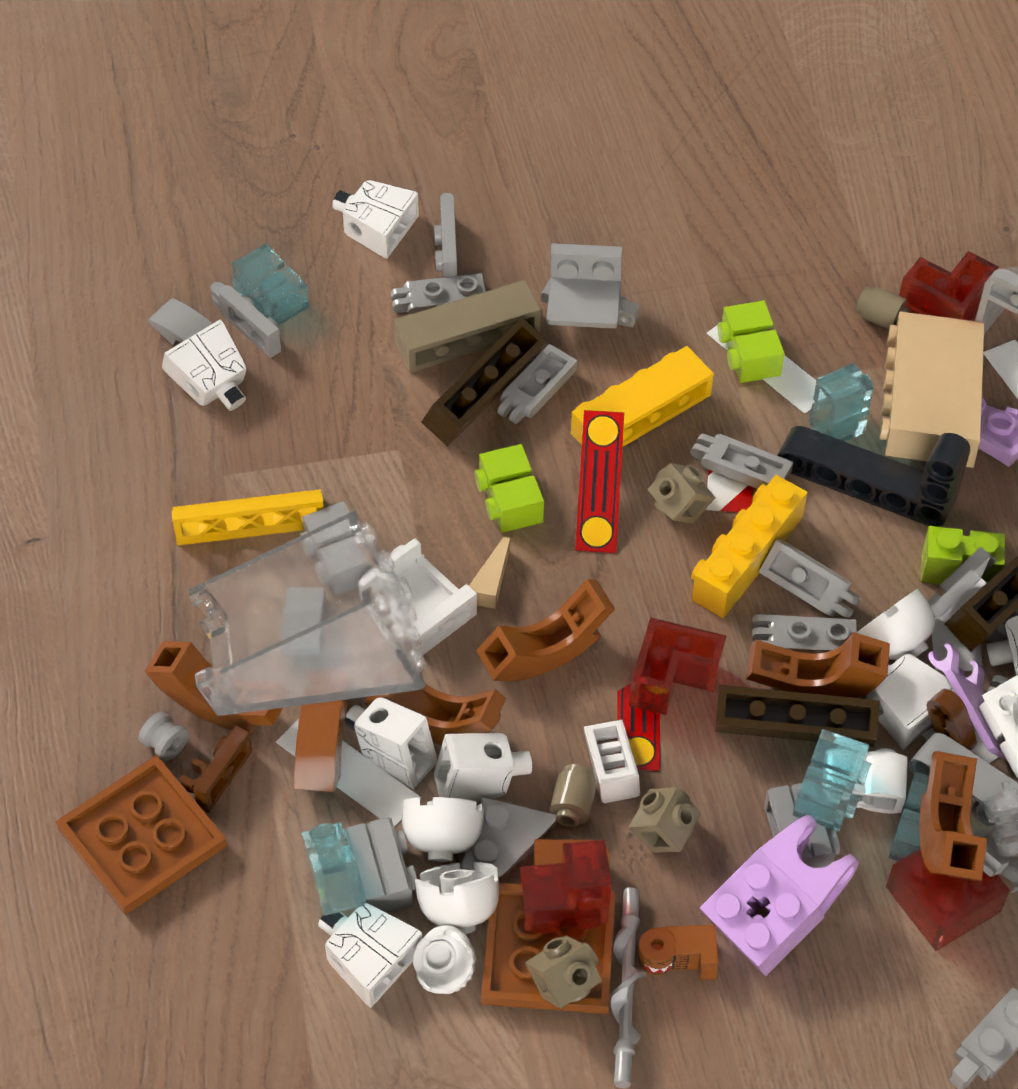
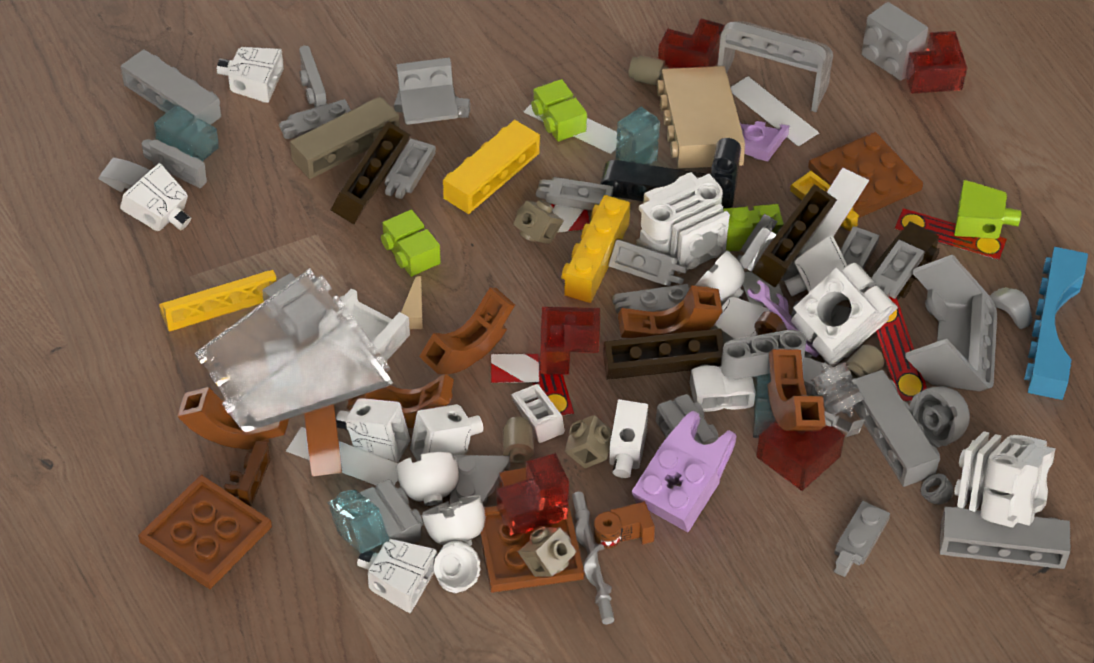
camera: 15 degrees left, 5 degrees down
(163, 736) = (202, 461): light grey wheel -> none
(268, 218) = (168, 87): none -> light grey brick
(598, 690) = (514, 368): none -> white sticker
(599, 481) = (476, 225): sticker -> none
(717, 827) = (628, 437): none -> white torso
(831, 780) = (702, 386): clear light blue piece -> none
(873, 532) = (685, 220): none -> white piece
(909, 743) = (750, 355): none -> light grey beam

